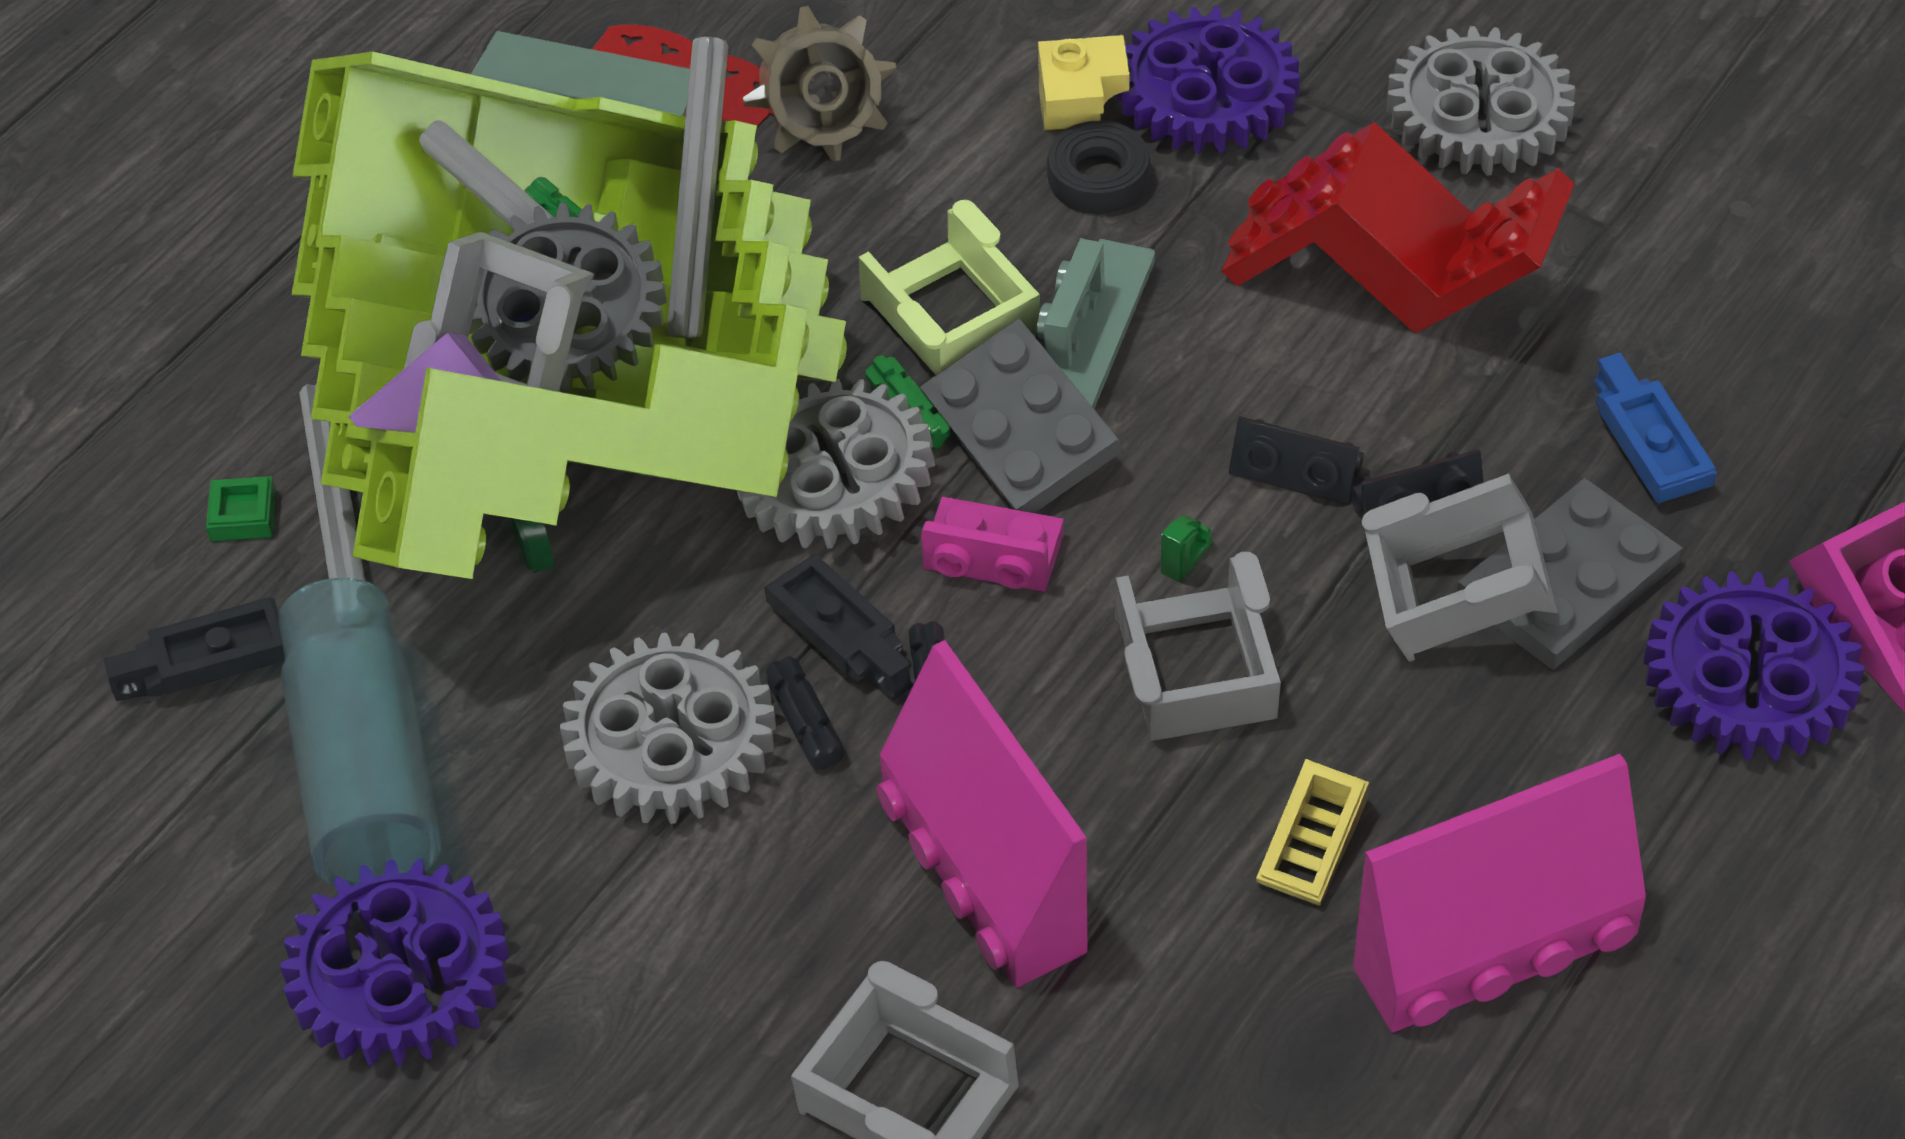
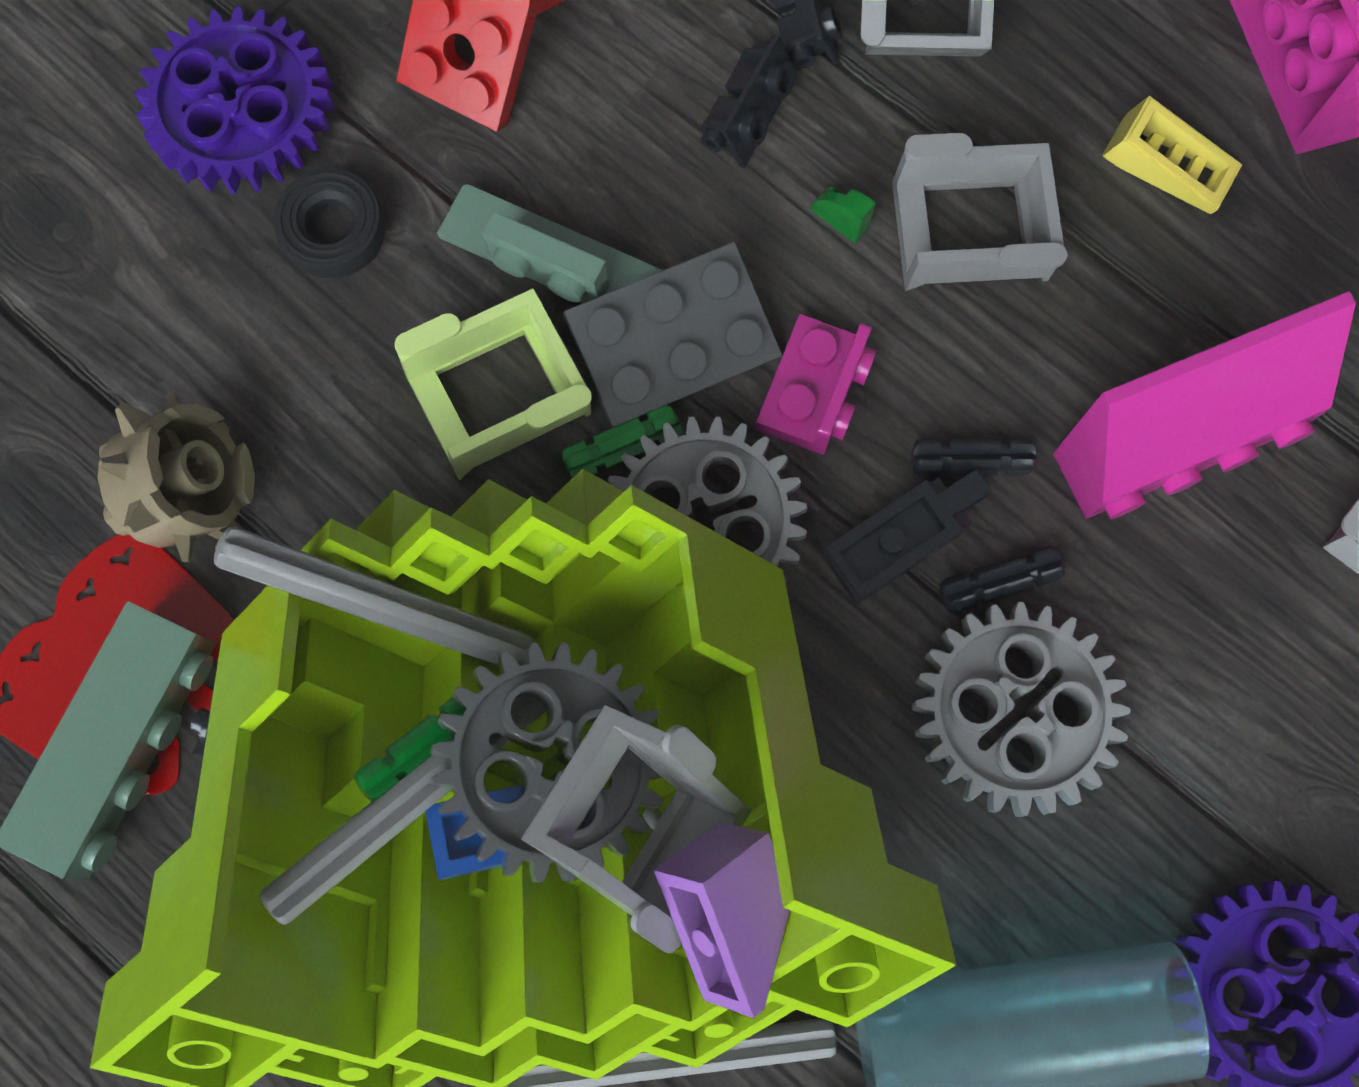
camera: 85 degrees left, 25 degrees up
(1080, 78) = (220, 217): light yellow brick -> none

